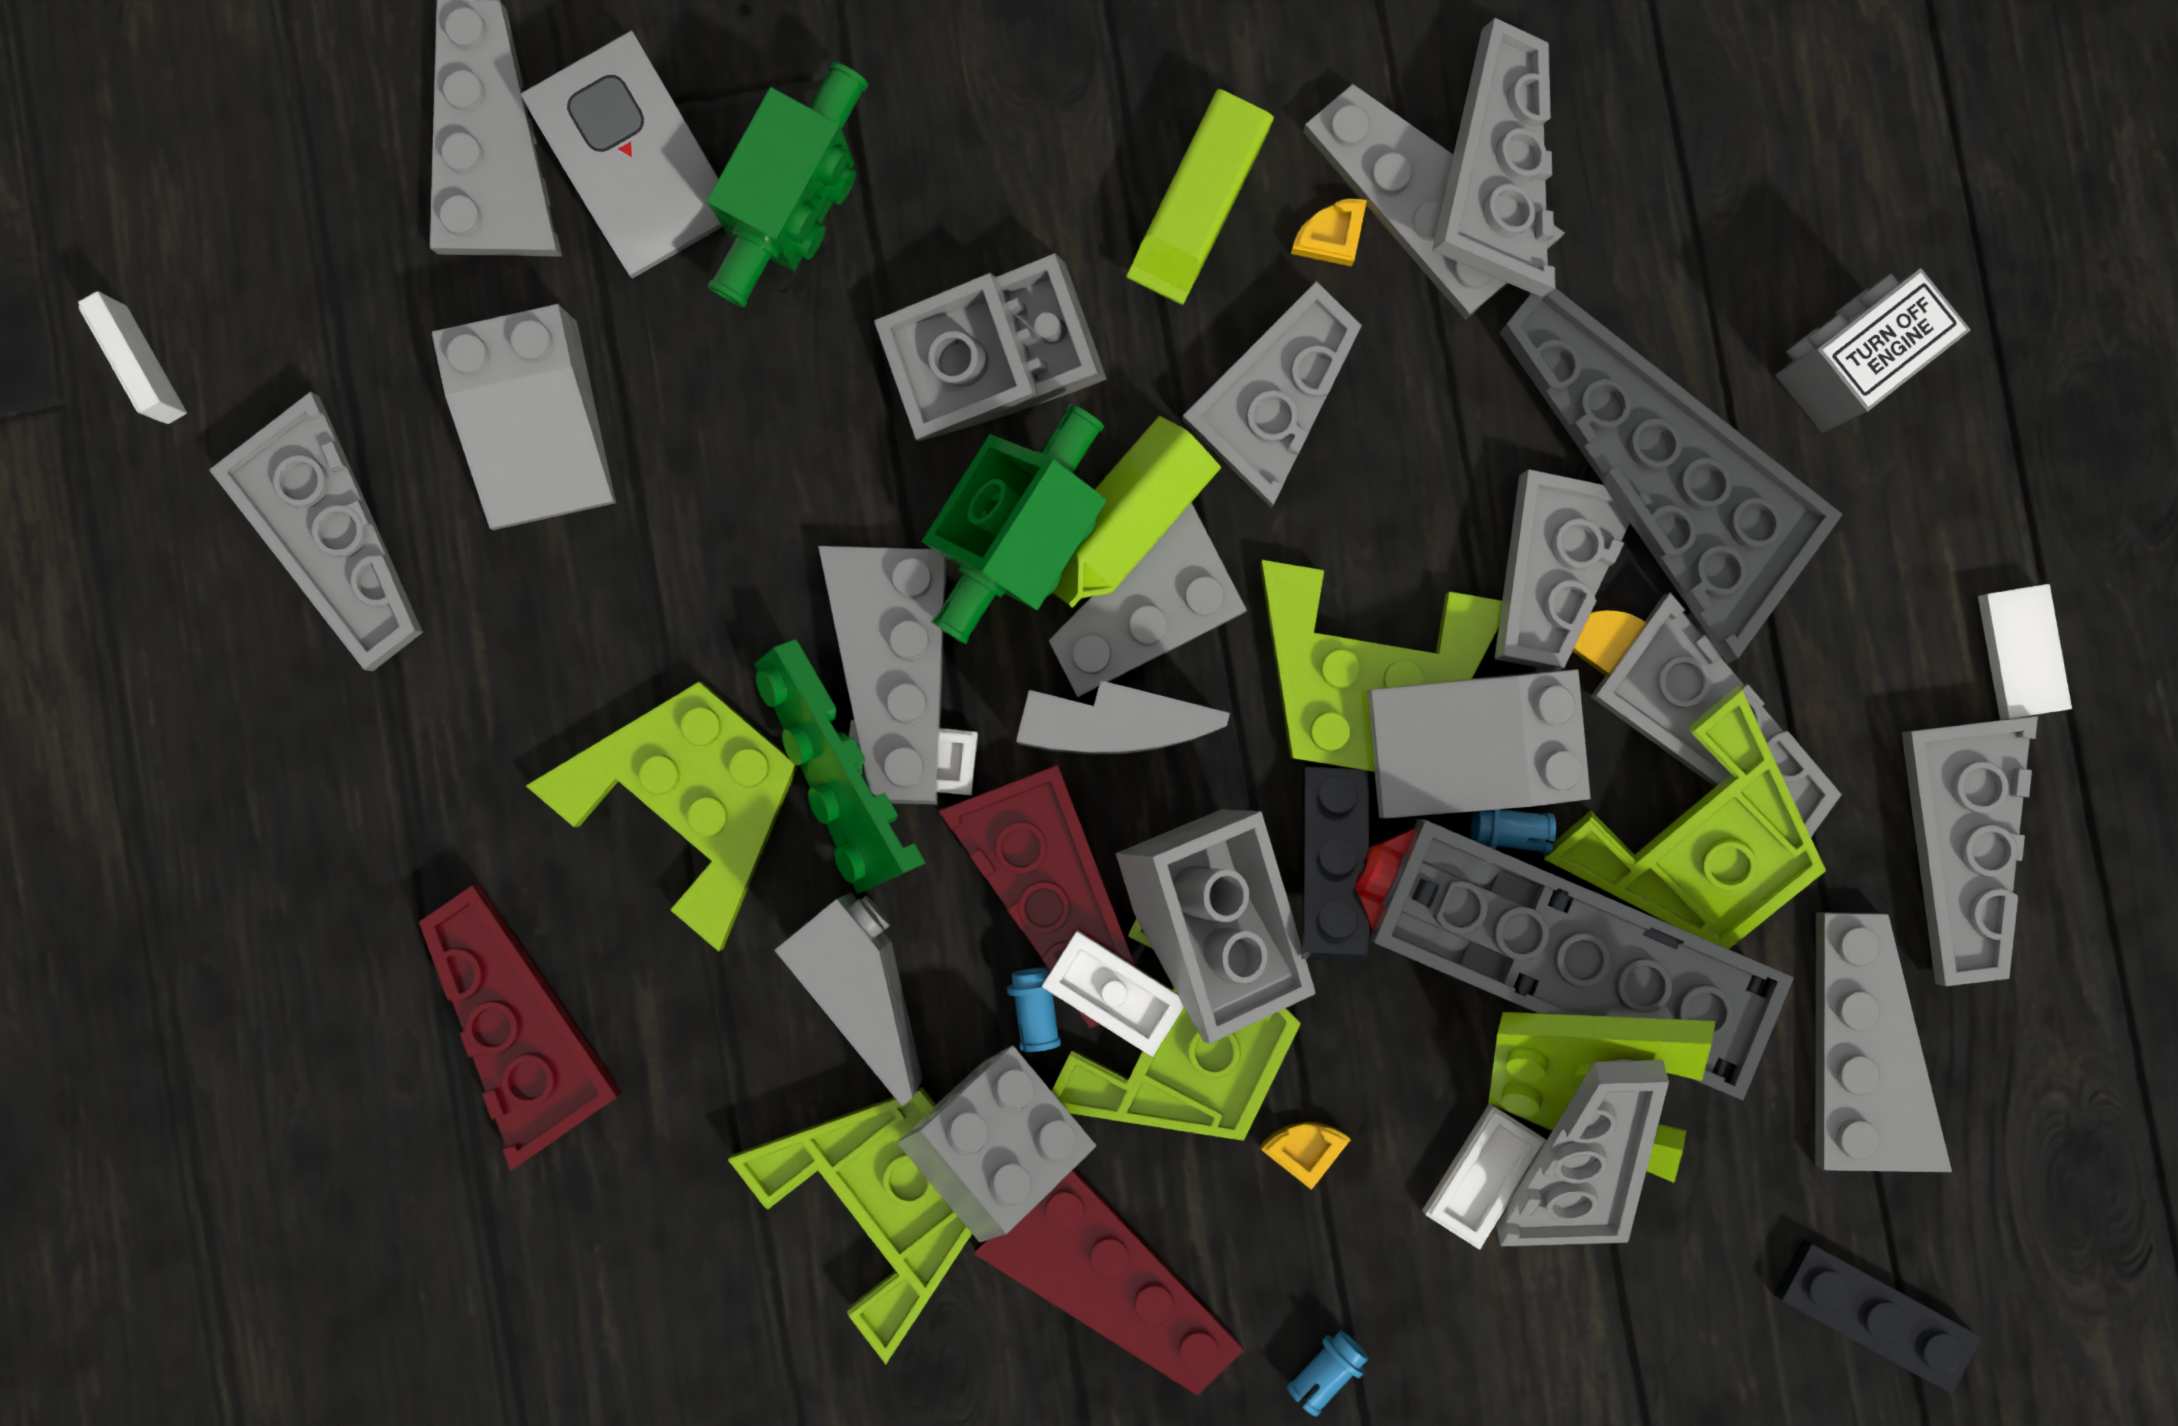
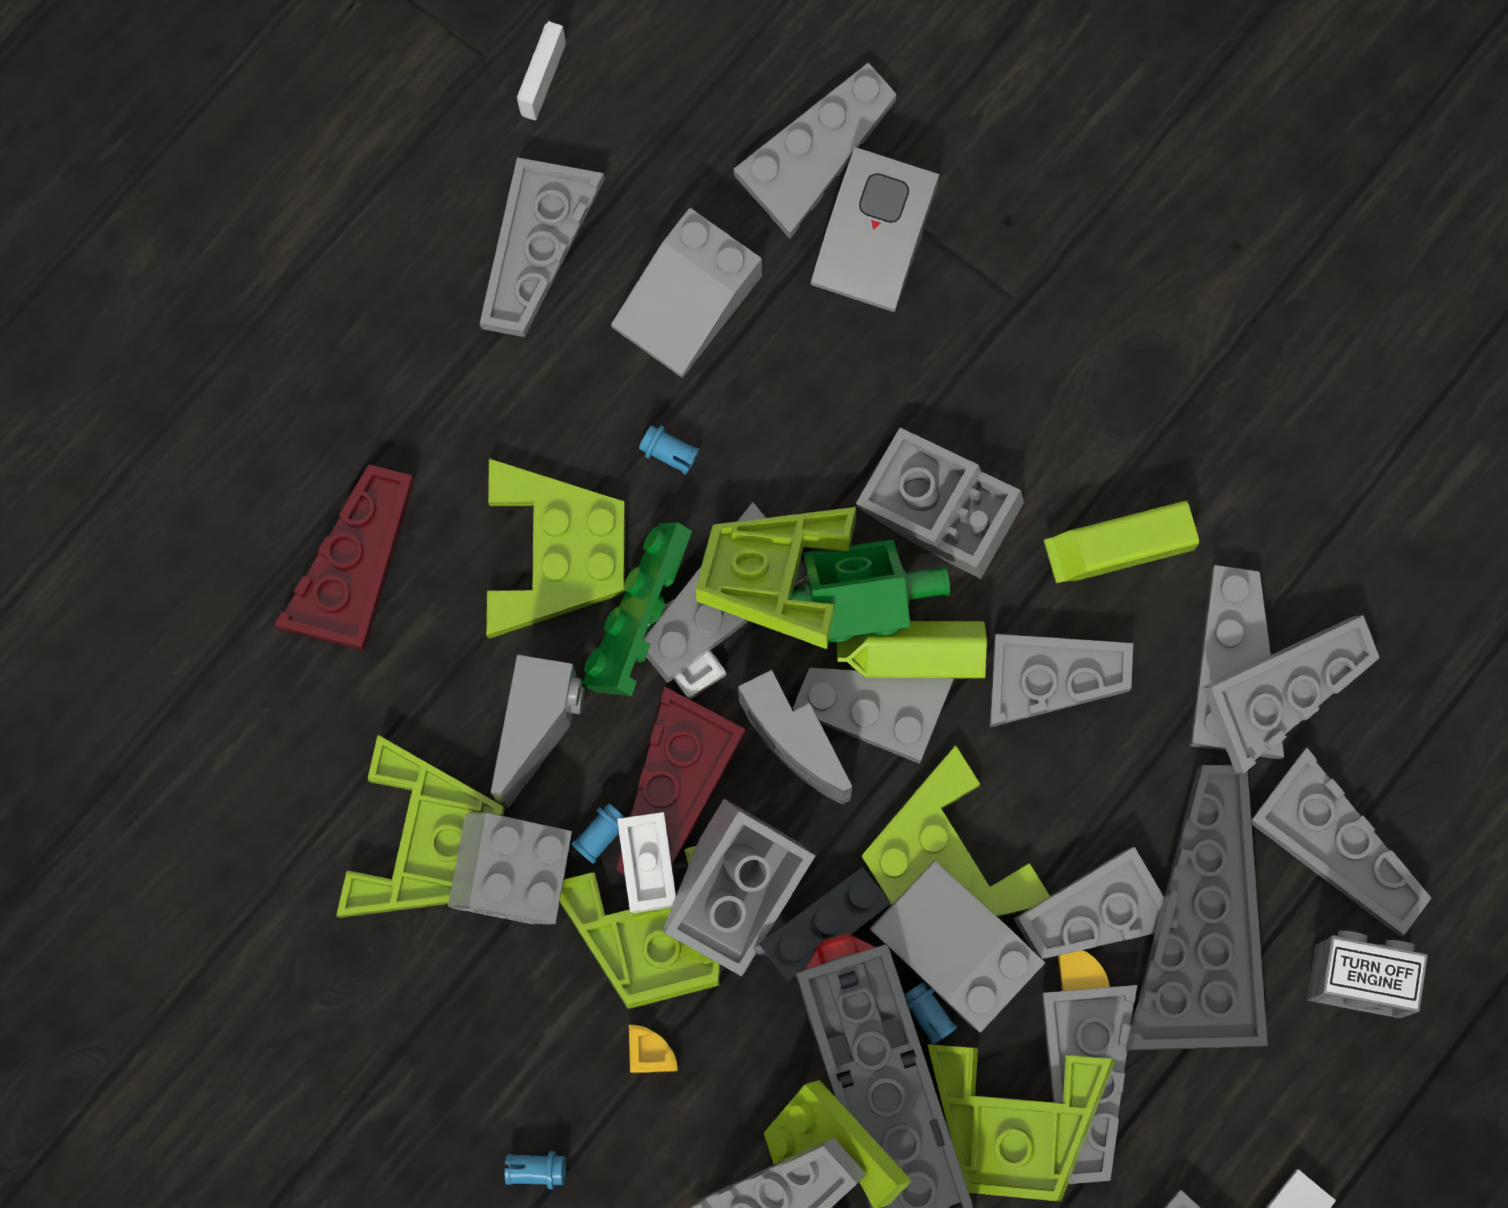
camera: 55 degrees right, 10 degrees down
(682, 585) = (668, 449): none -> dark azure pin
(784, 182) = (930, 319): green brick -> none
(896, 608) = (755, 565): none -> lime wing
(1107, 1277) = (485, 996): dark red wing -> none
(1332, 233) = (1169, 631): yellow tile -> none
(1484, 1176) = (717, 1165): white tile -> none
(1679, 261) = (1331, 838): none -> light grey wing

